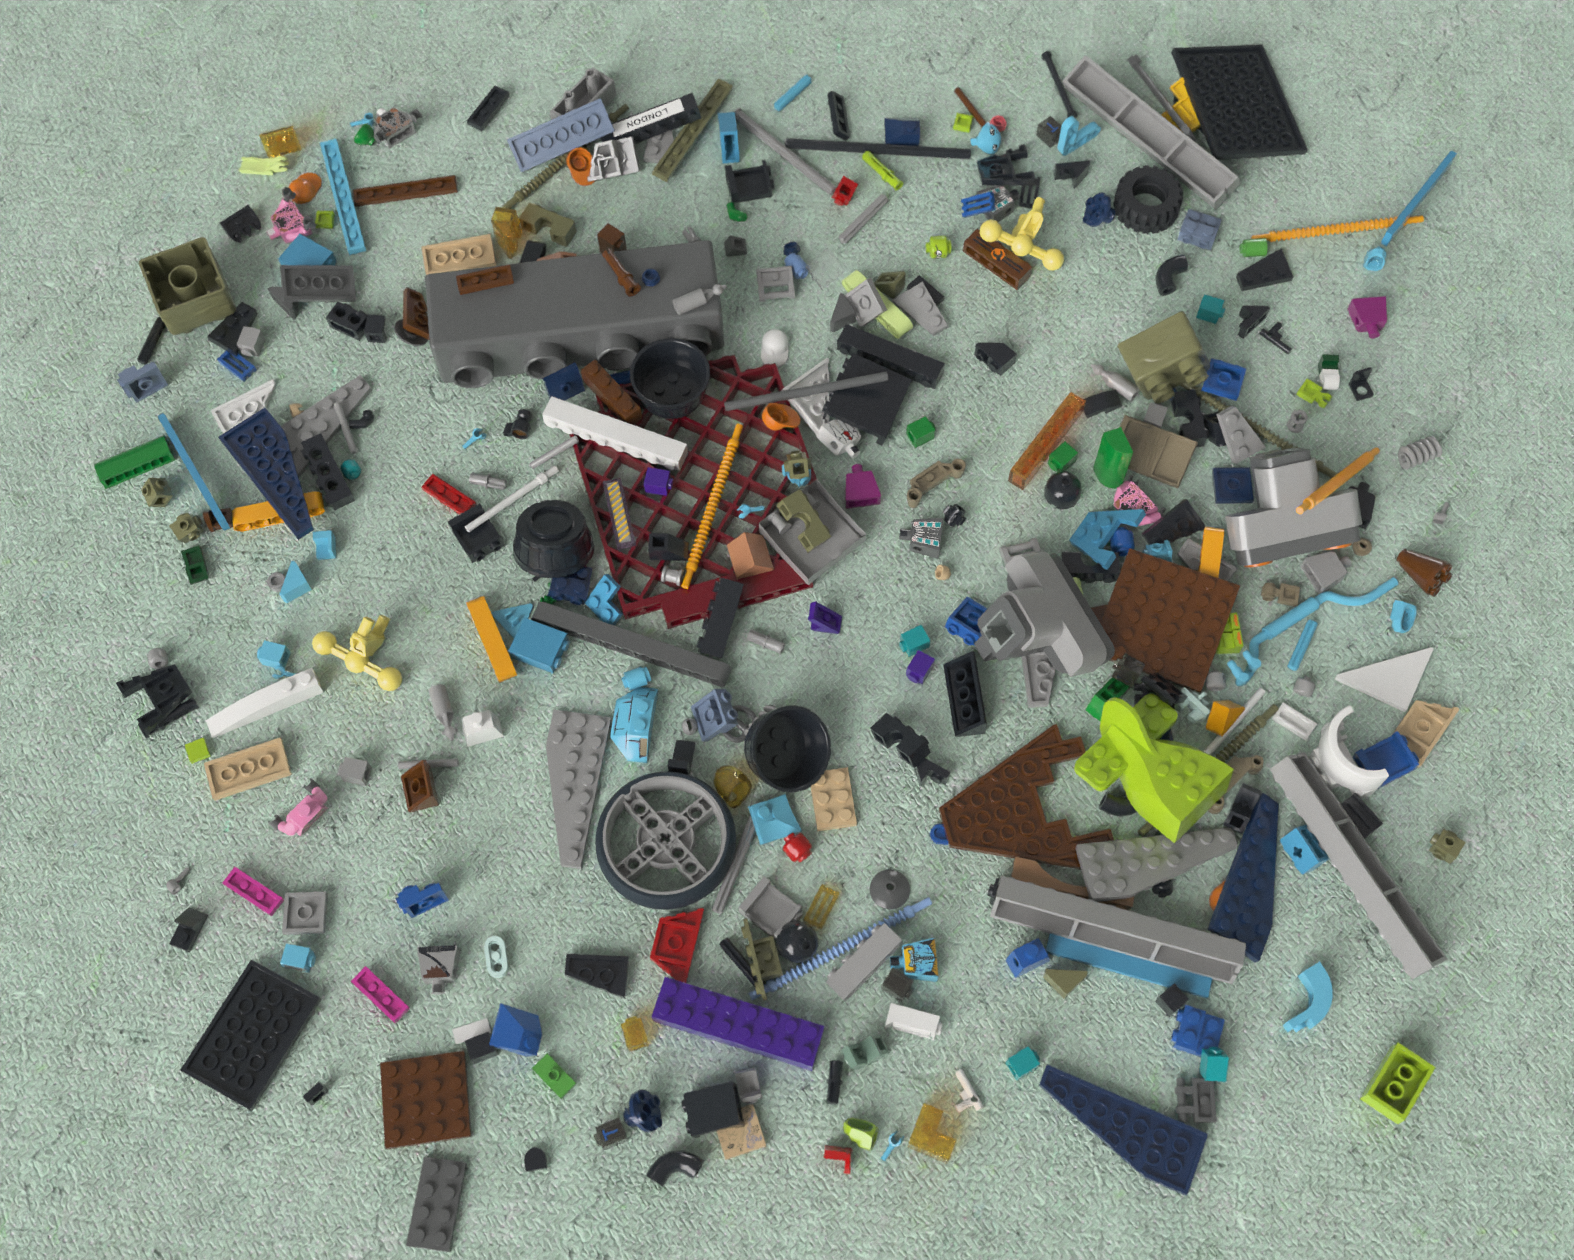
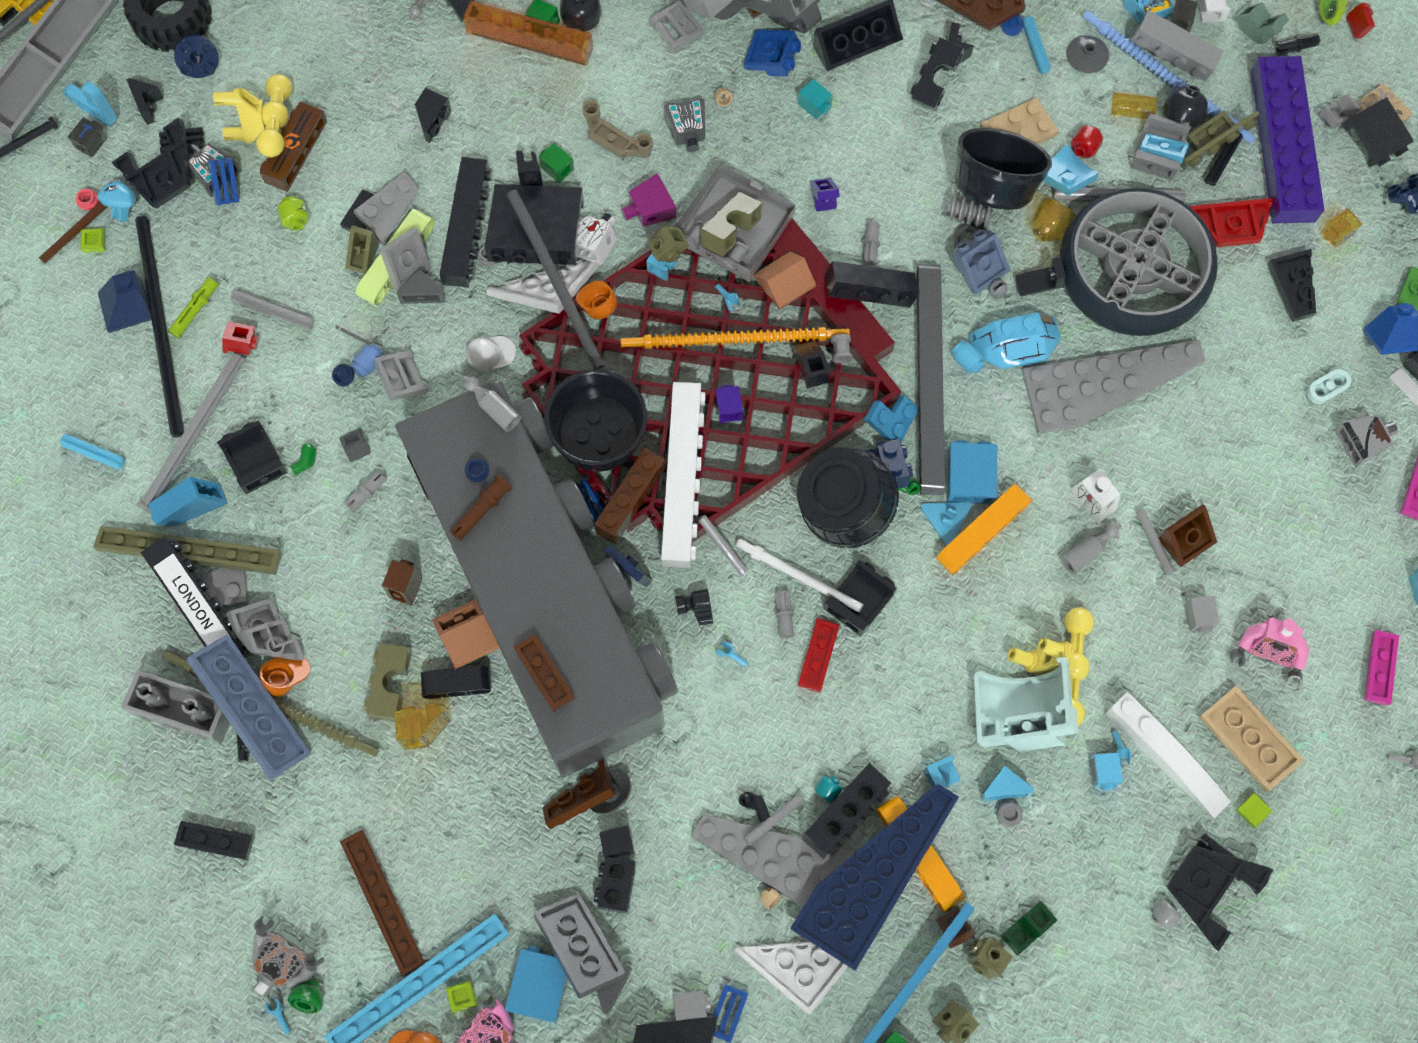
camera: 110 degrees left, 5 degrees up
(304, 913) = (1377, 600): light grey plate -> none
(340, 617) = (1025, 711): none -> light aqua piece
(416, 902) = (1315, 475): blue plate -> none
(459, 255) = (471, 782): tan plate -> none
(619, 513) = (782, 436): tile -> none
(765, 907) = (1164, 147): none -> medium azure plate
(838, 115) = (119, 383): black plate -> none
(911, 845) = (1036, 45): none -> medium azure axle
(913, 403) = (528, 172): none -> black hinge
(920, 667) = (844, 86): dark purple brick -> none
(954, 515) = (651, 100): black gear -> none

